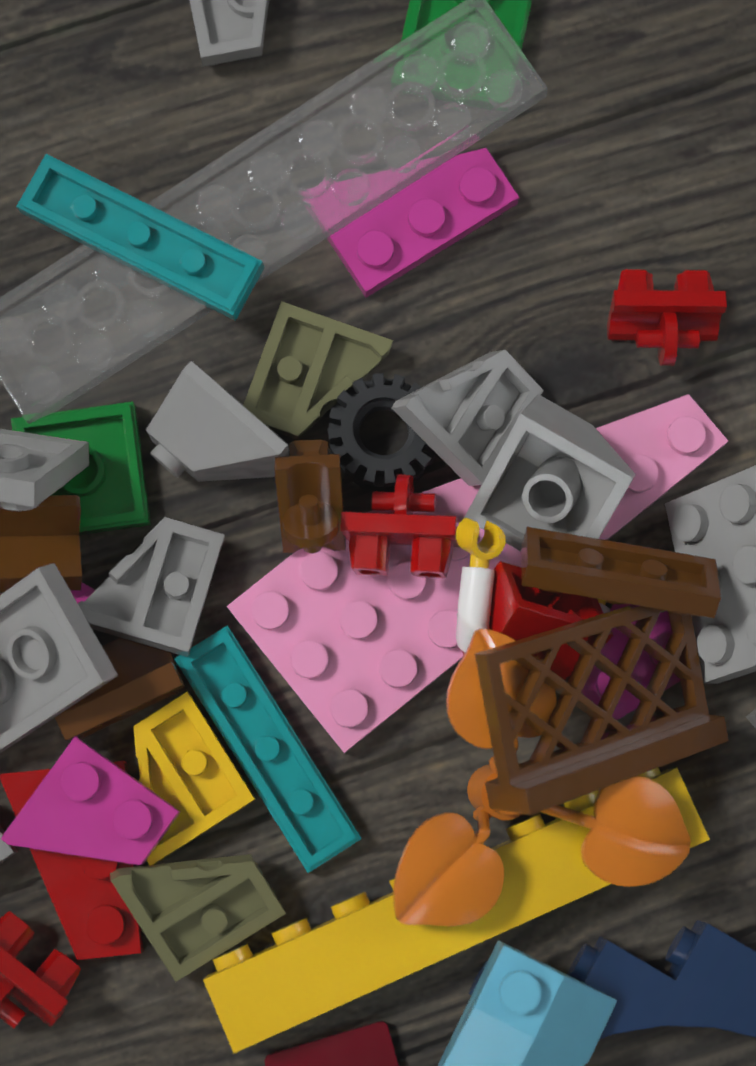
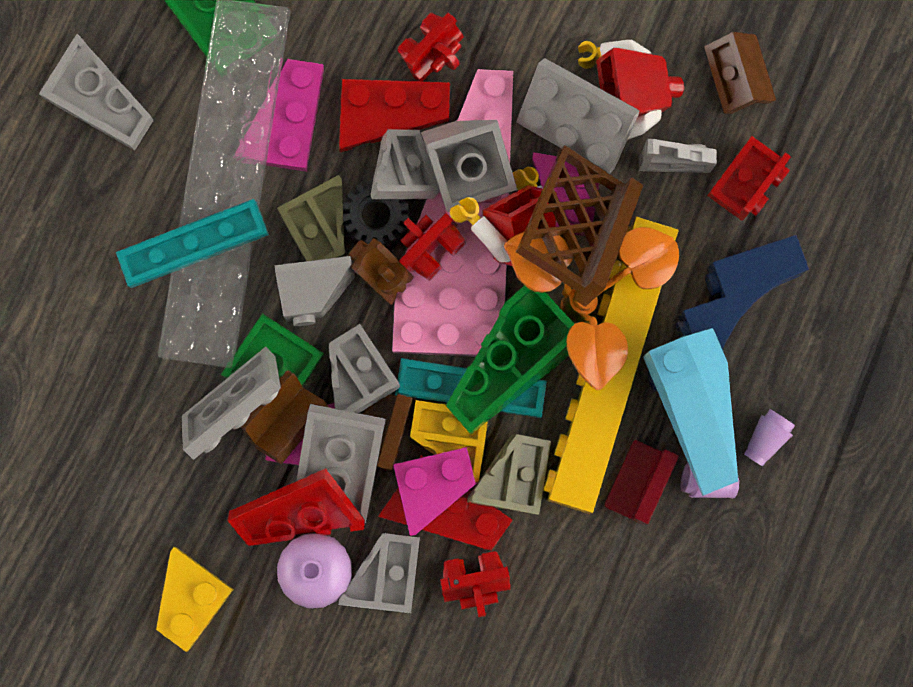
camera: 50 degrees left, 0 degrees up
(351, 769) = (513, 357): none -> green wedge
(532, 316) = (381, 105): none -> red wing
(620, 572) = (532, 164): reddish brown plate -> none

